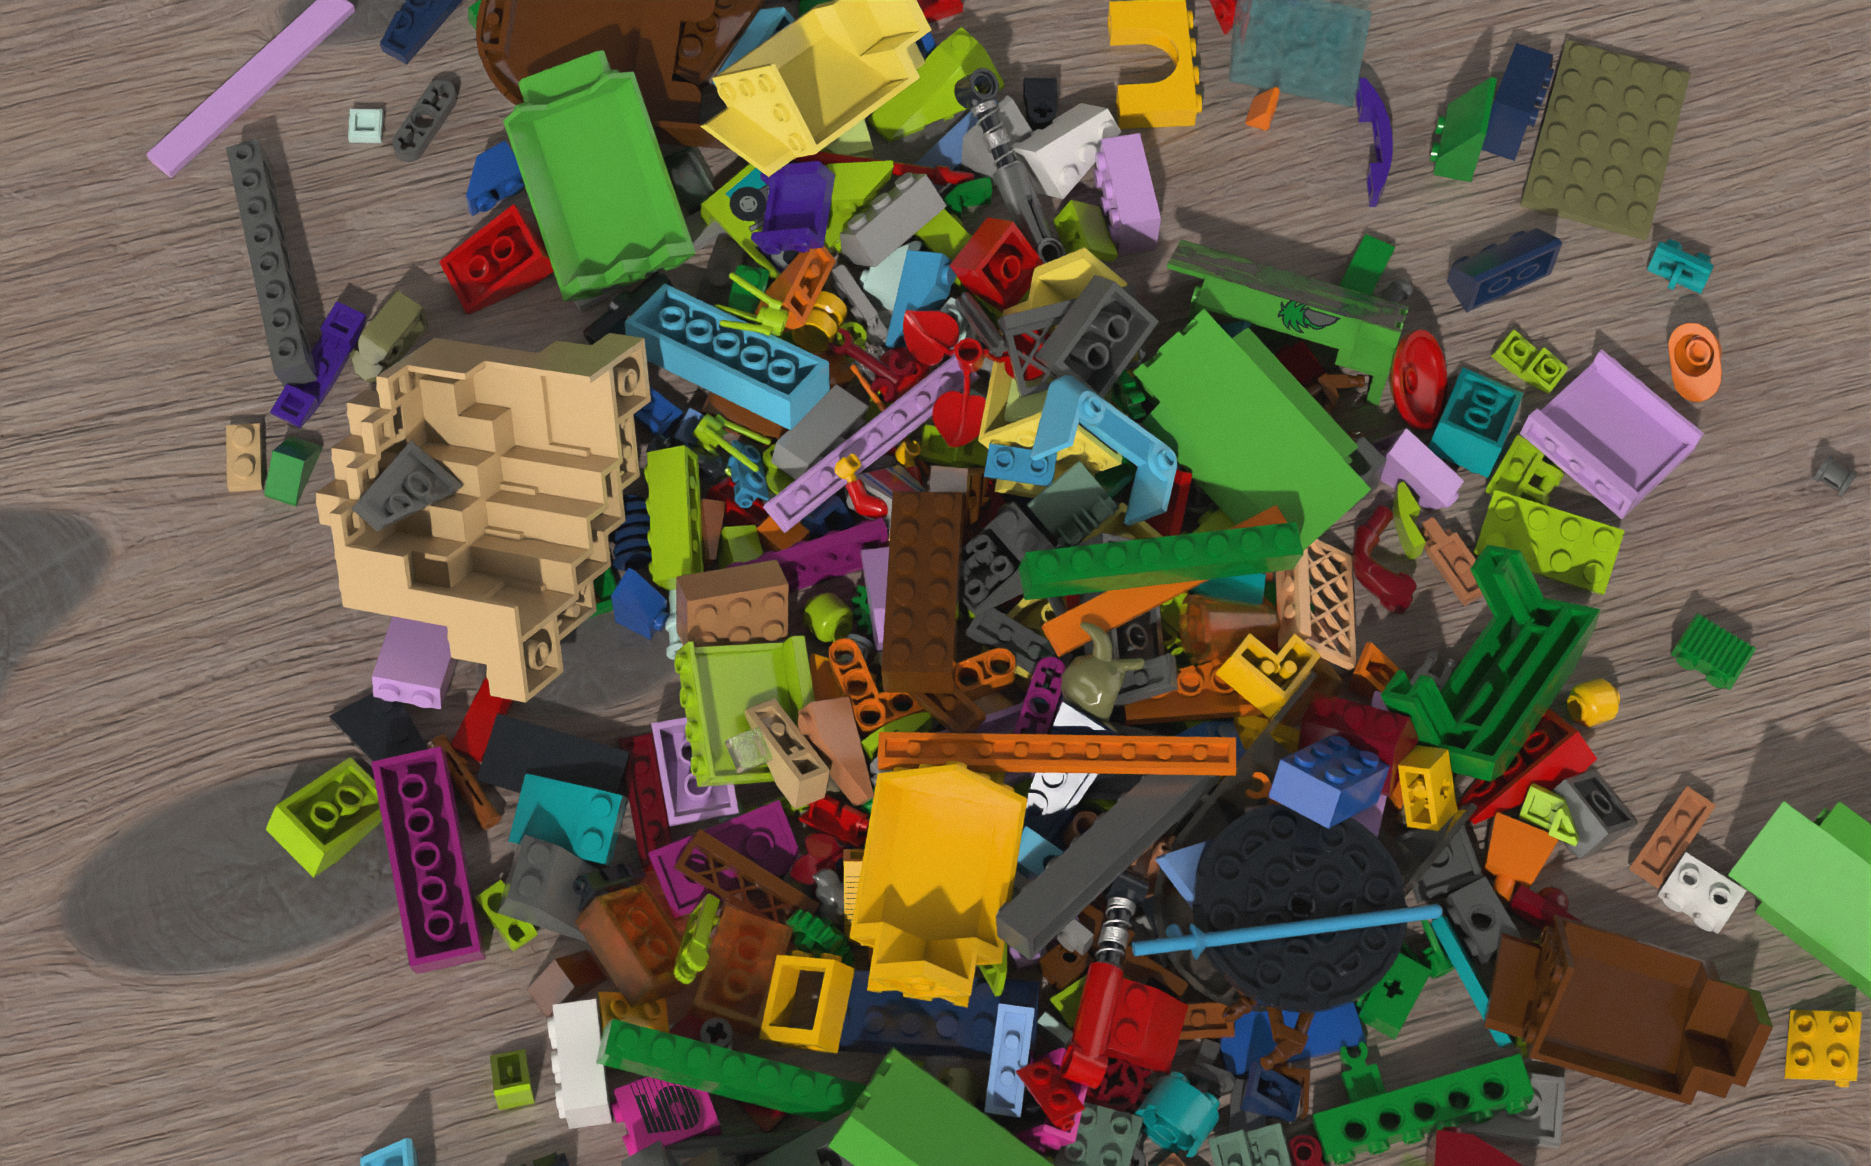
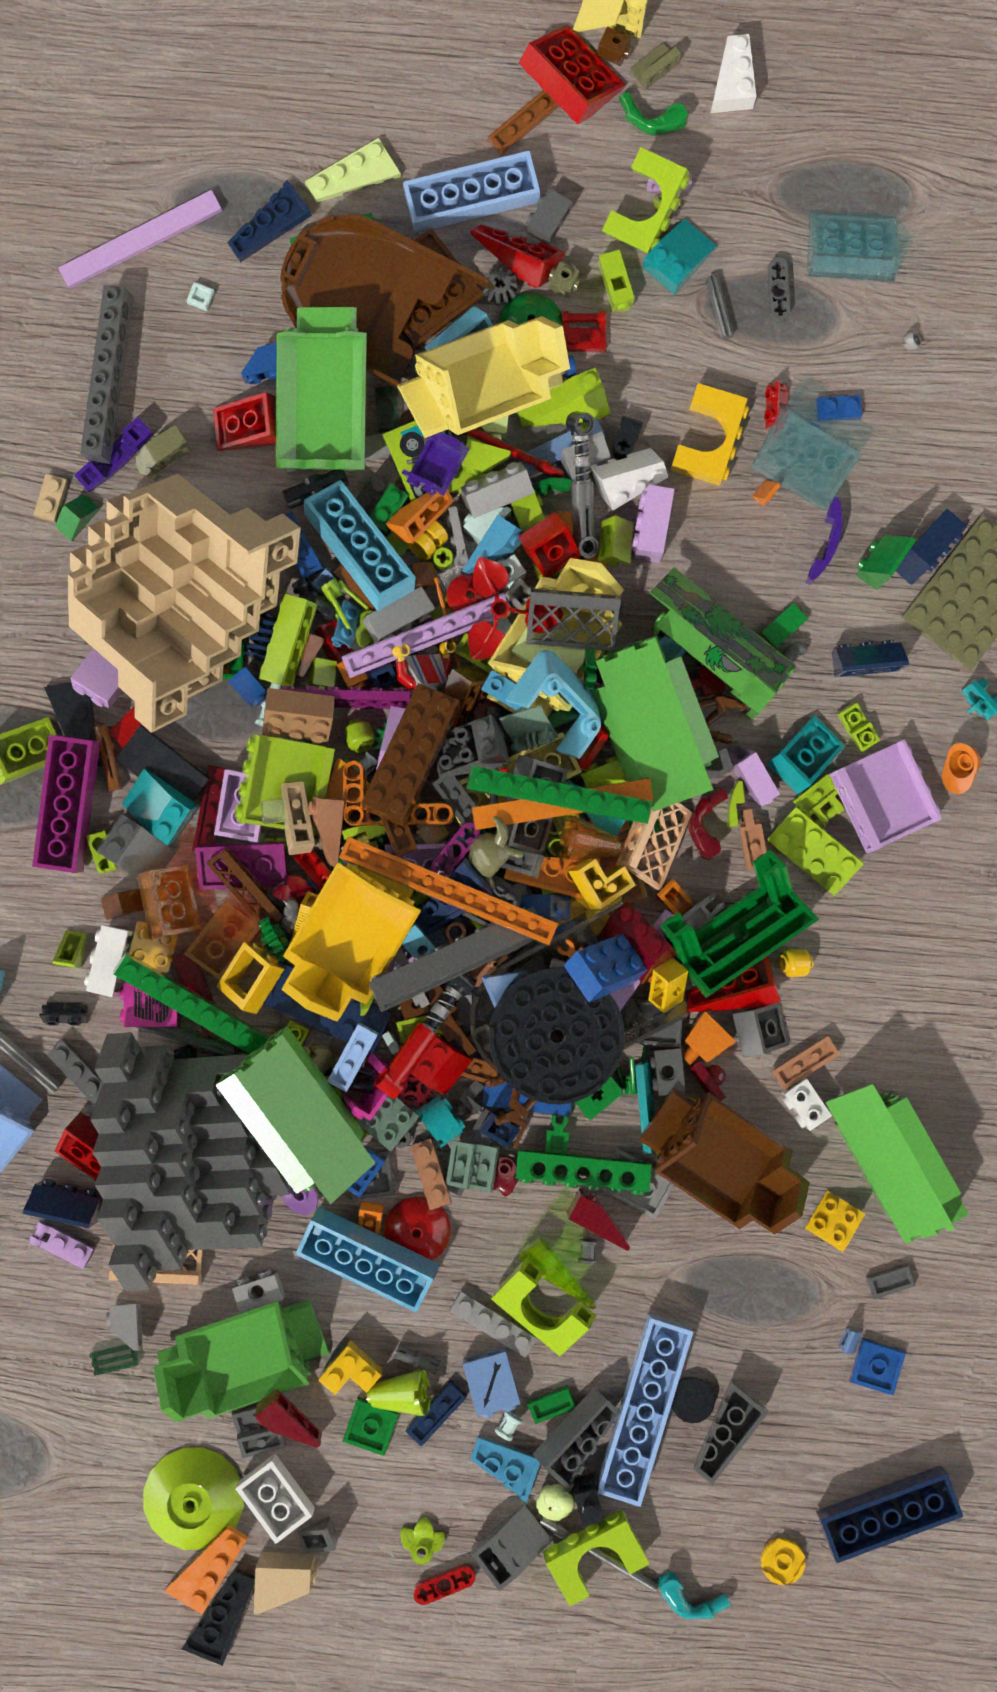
camera: 25 degrees right, 20 degrees up
(405, 488) = (123, 569): dark grey wing -> none
(424, 106) = (238, 297): dark grey beam -> none
(607, 881) = (173, 856): black hinge -> none
(695, 941) = (201, 914): lime hinge -> none
(713, 1027) = (187, 974): dark grey bush -> none
(769, 319) = (391, 533): lime plant -> none
(890, 375) = (455, 594): dark red bar -> none
(982, 324) = (521, 585): dark grey axle -> none
(1051, 1093) = (366, 1092): red hinge -> none
(1098, 336) = (582, 629): dark grey brick -> none
(1198, 941) = (484, 1039): dark azure piece -> none
(1419, 380) = (780, 719): red dish -> none
(1549, 812) = (737, 1024): lime slope -> none
(1712, 652) = (882, 958): green brick -> none

